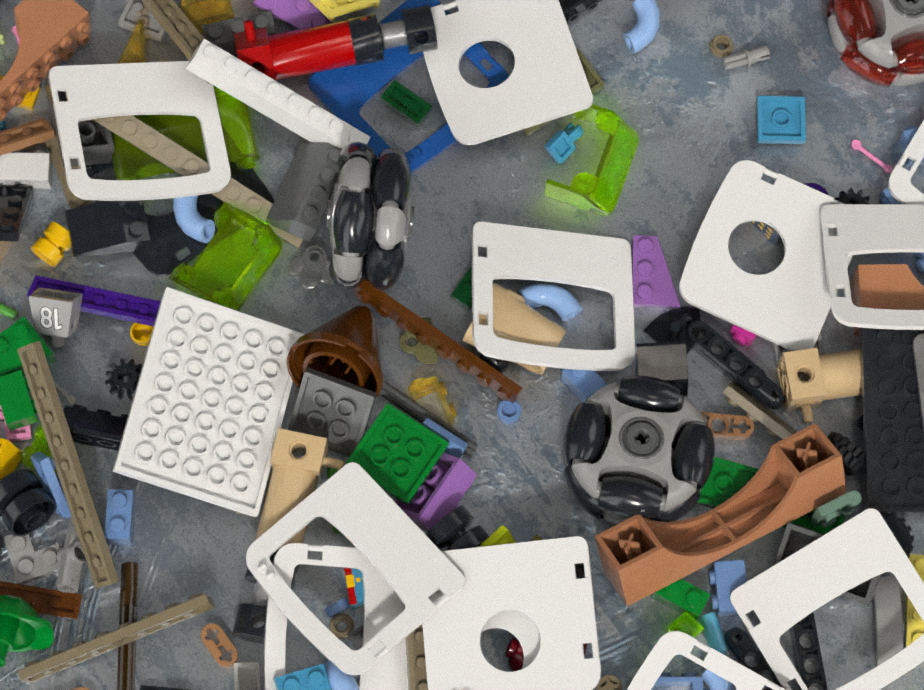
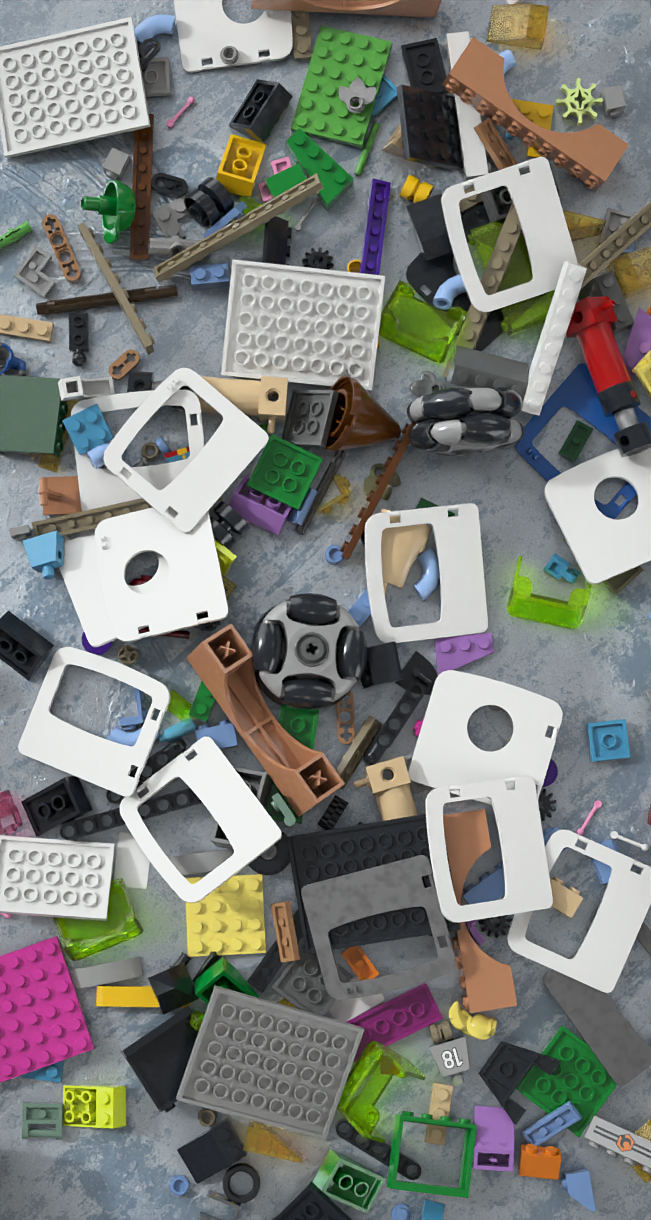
camera: 80 degrees right, 10 degrees up
(55, 313) = (359, 200): light grey torso -> none
(896, 130) = (614, 835): none -> white hinge

